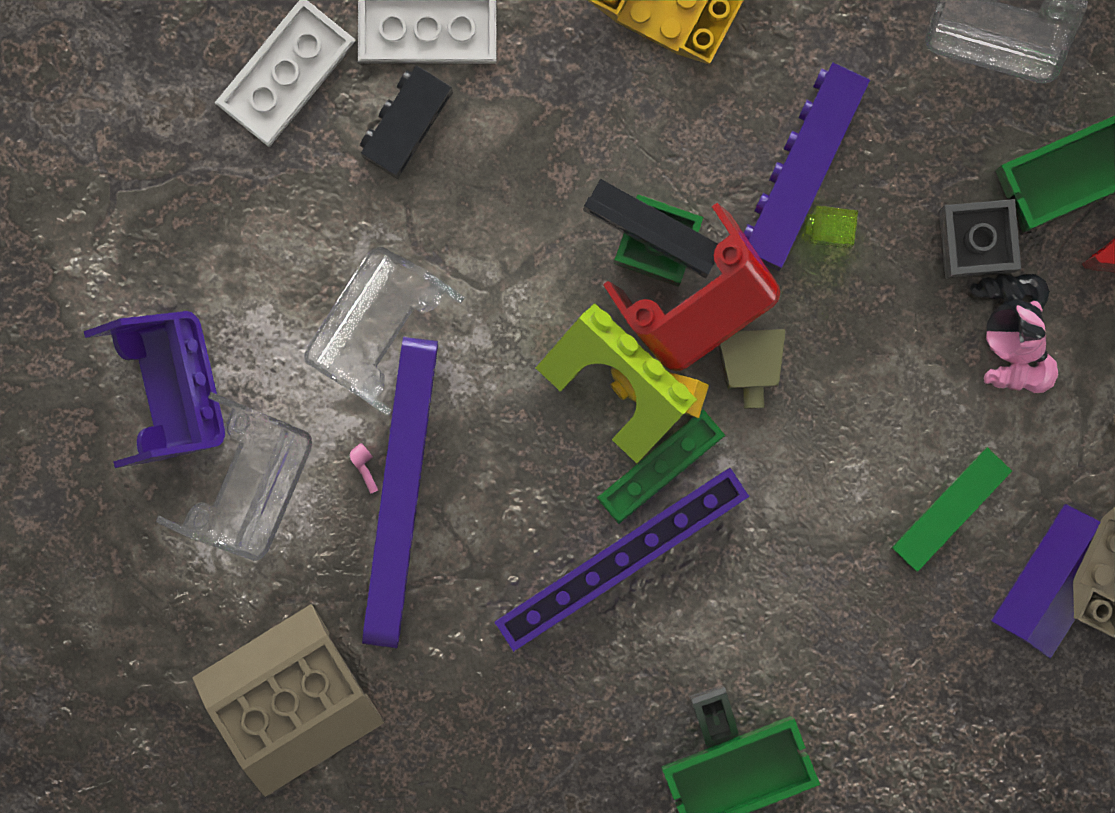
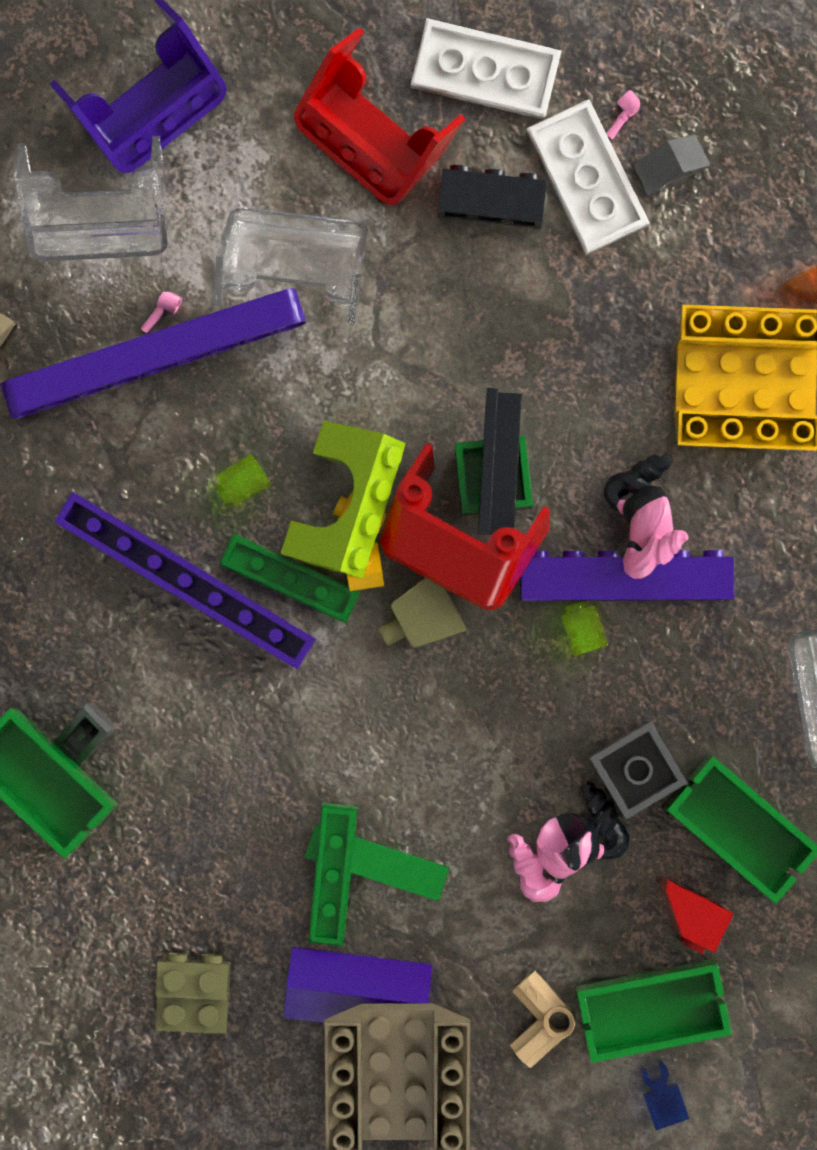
camera: 65 degrees right, 0 degrees up
(294, 210) = (360, 134): none -> red windscreen
(555, 467) = (242, 481): none -> clear neon green brick
(759, 120) = (648, 515): none -> hair
(944, 553) = (332, 874): none -> green tile
(991, 729) = (192, 994): none -> olive plate

